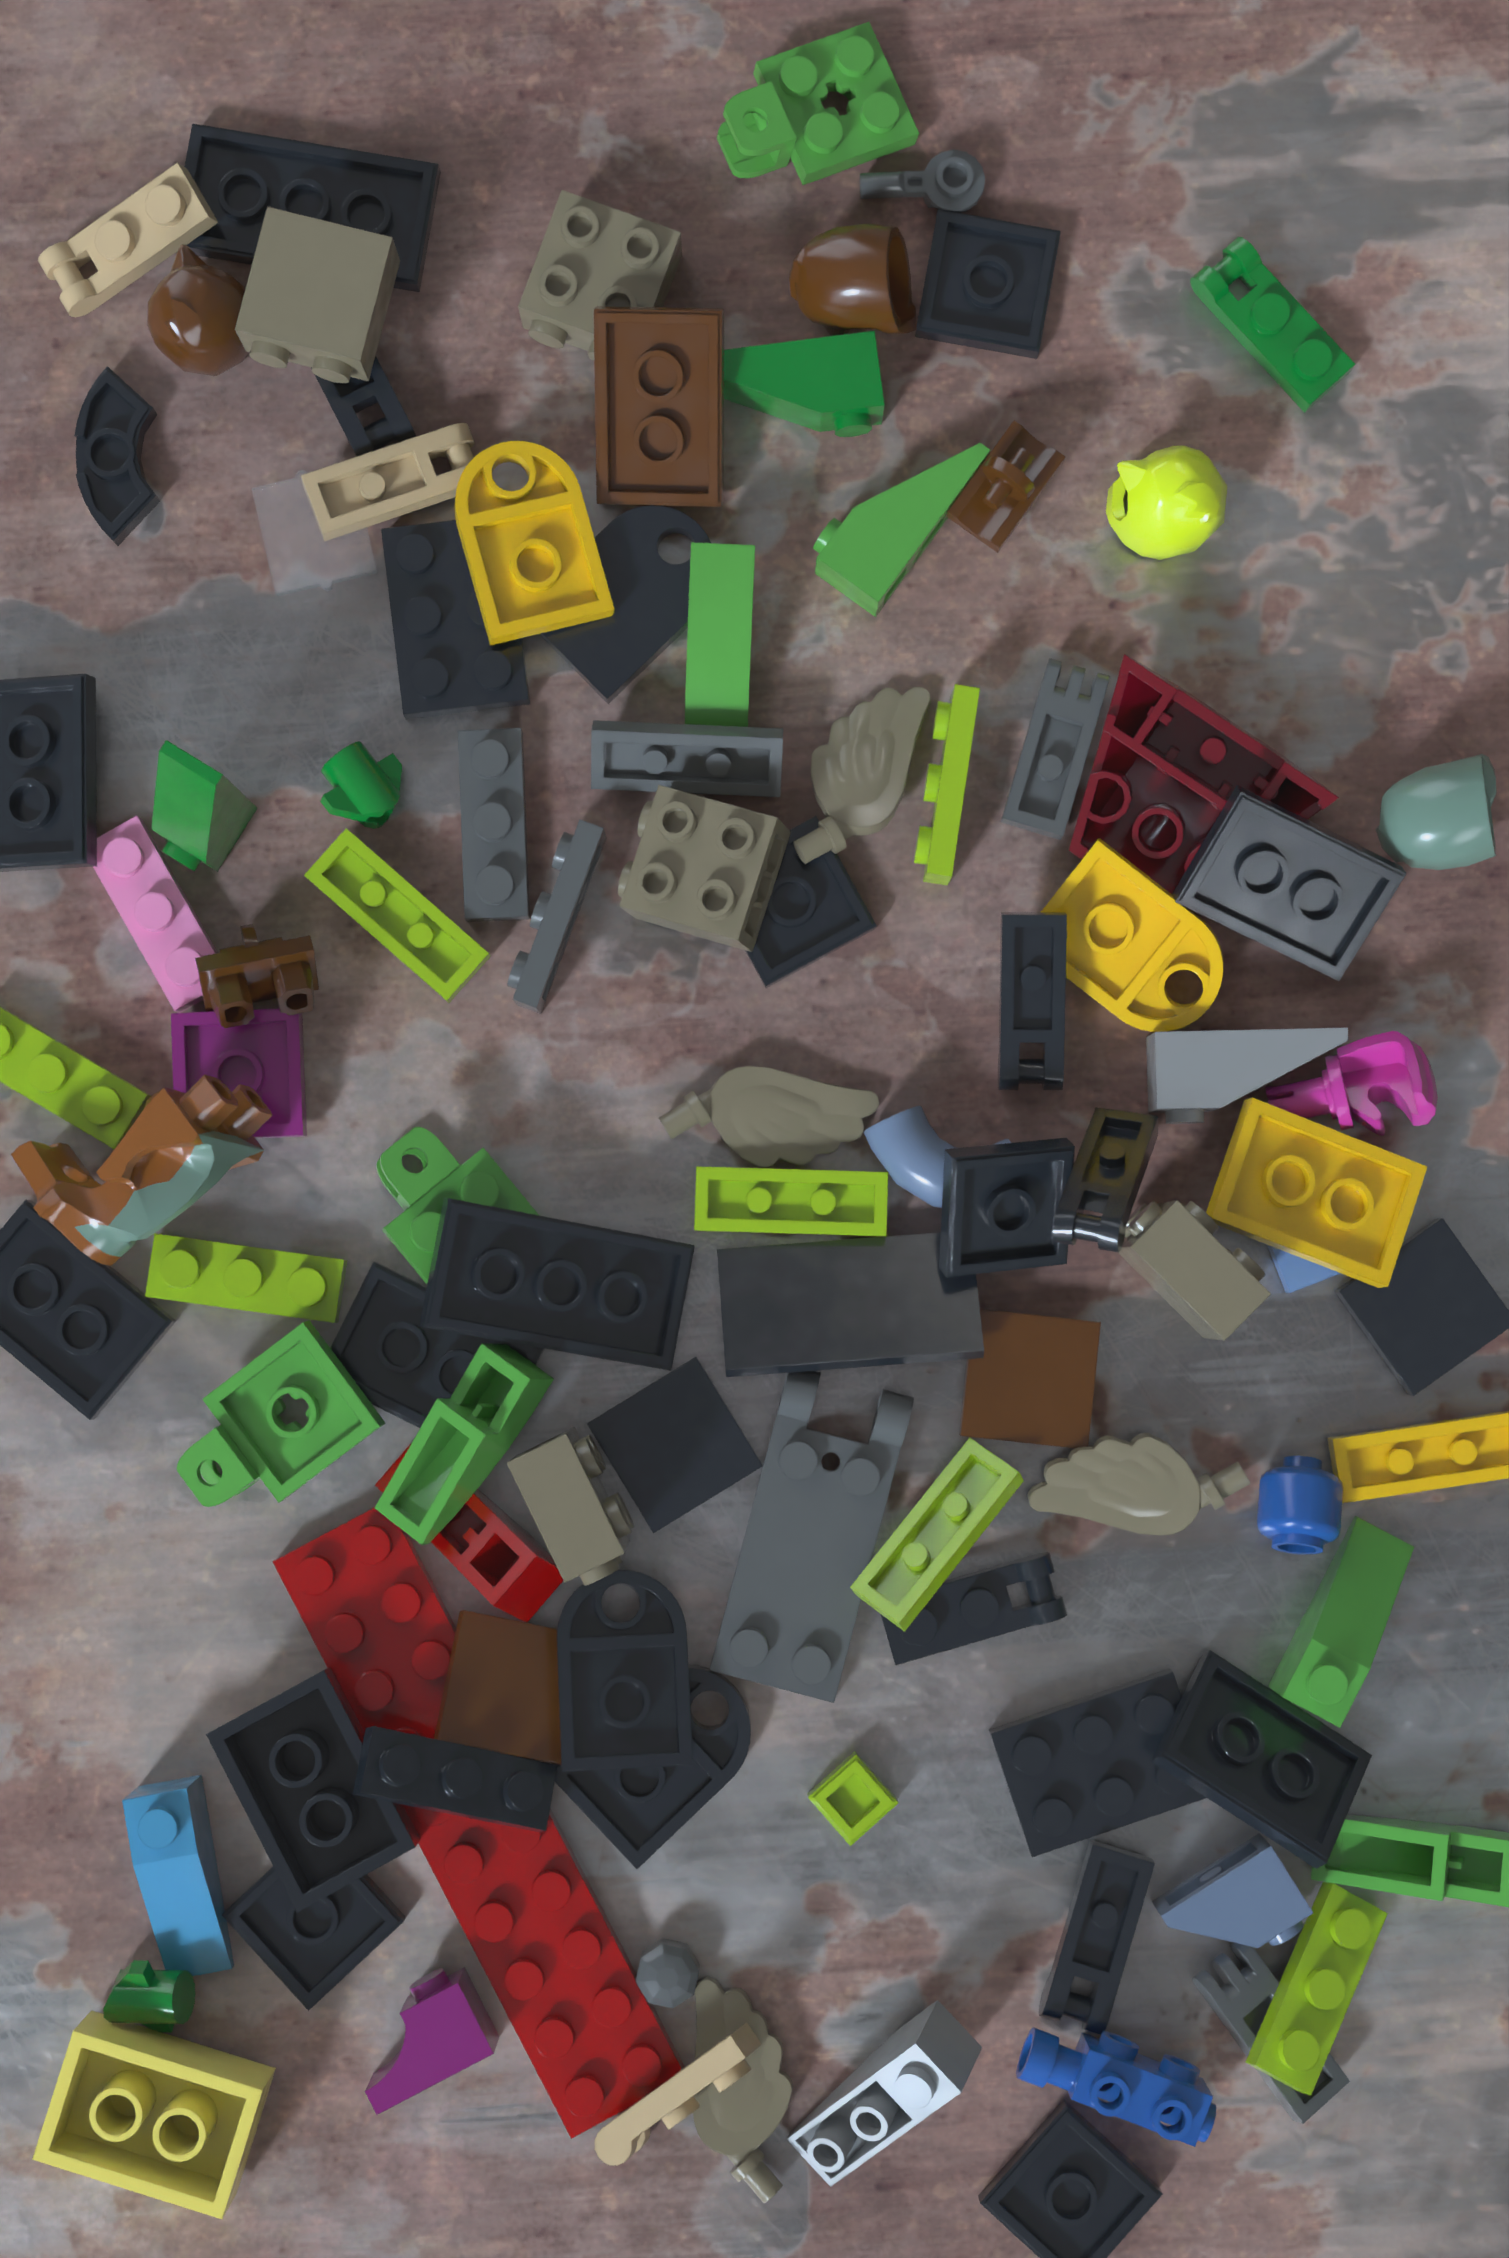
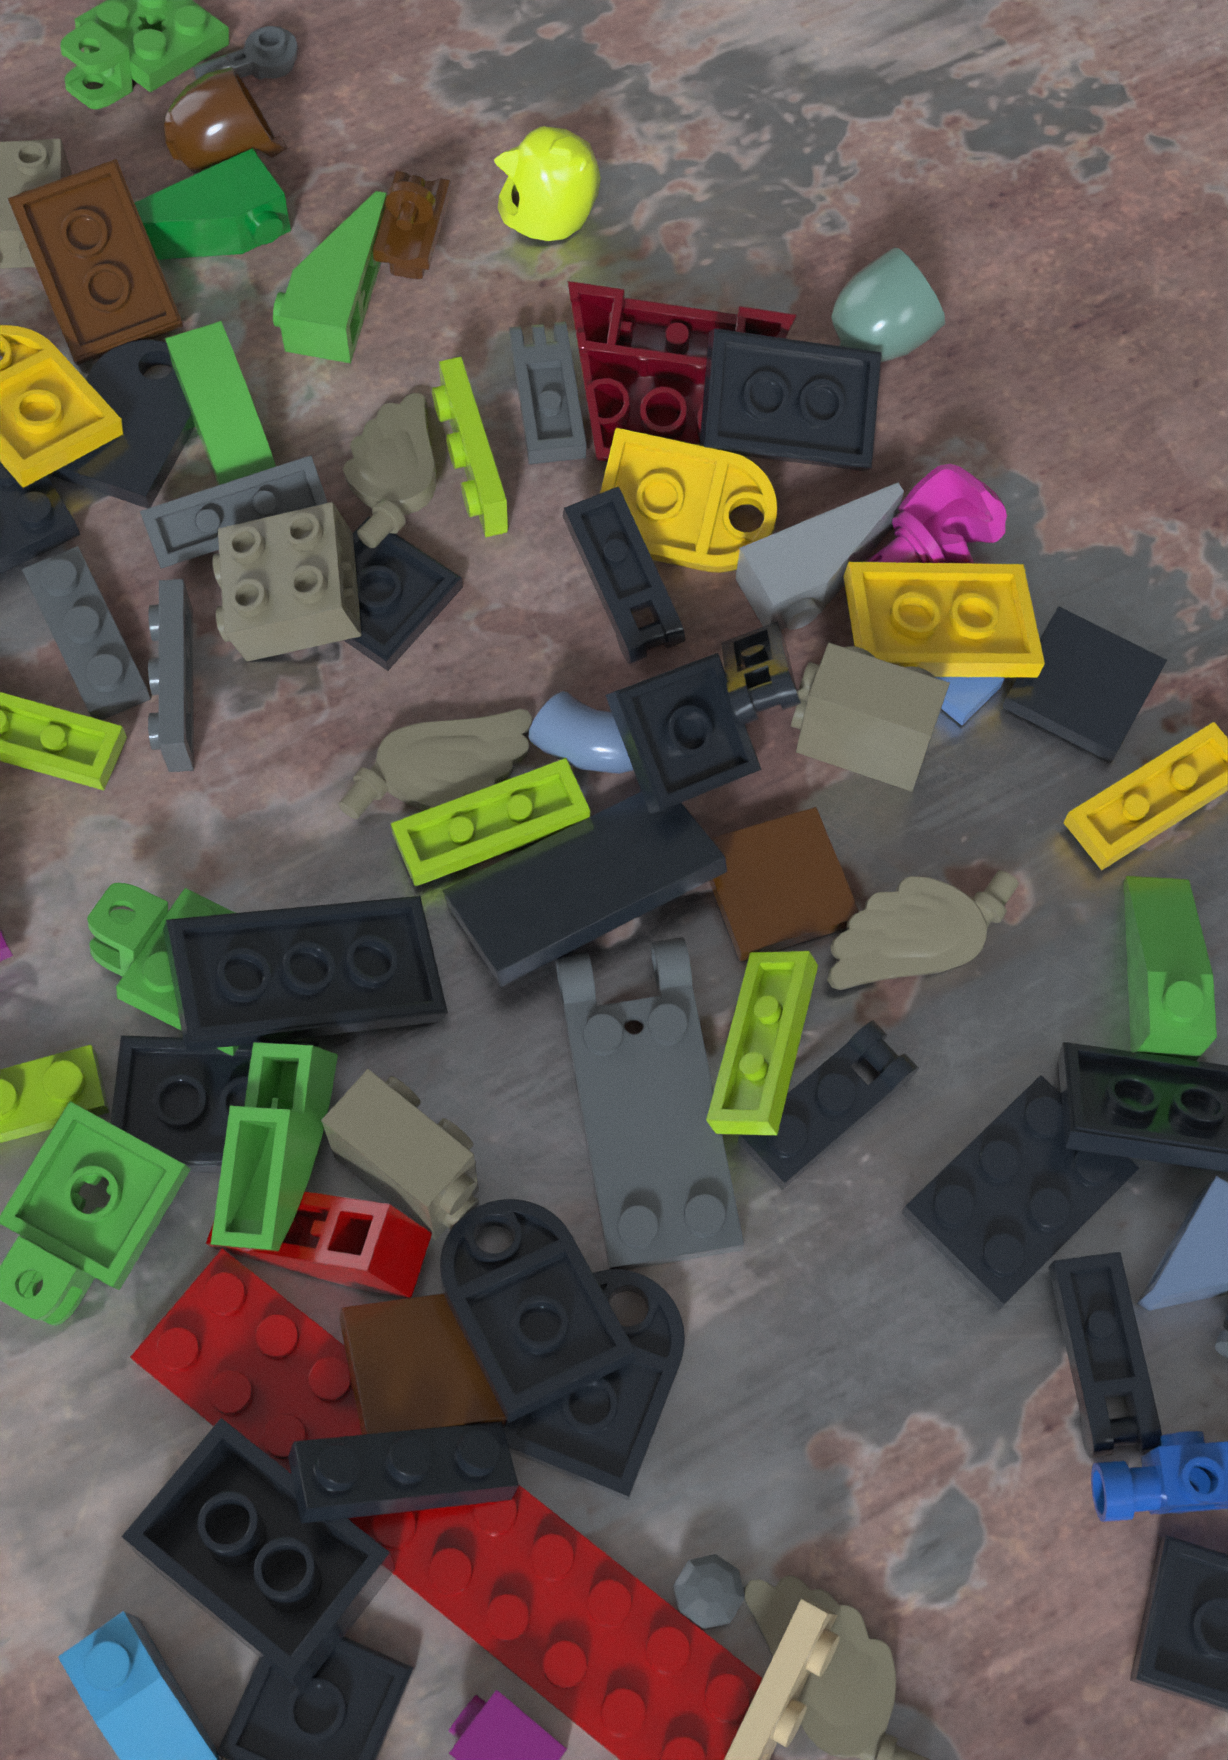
camera: 25 degrees left, 20 degrees down
(674, 1444) = (485, 1076): black tile -> none
(852, 1798) = (806, 1332): lime tile -> none
(888, 2093) = (986, 1612): light grey slope -> none
(987, 284) = (331, 107): black tile -> none
(1272, 325) = (568, 55): green plate -> none
(1300, 1506) = (1072, 880): blue head -> none

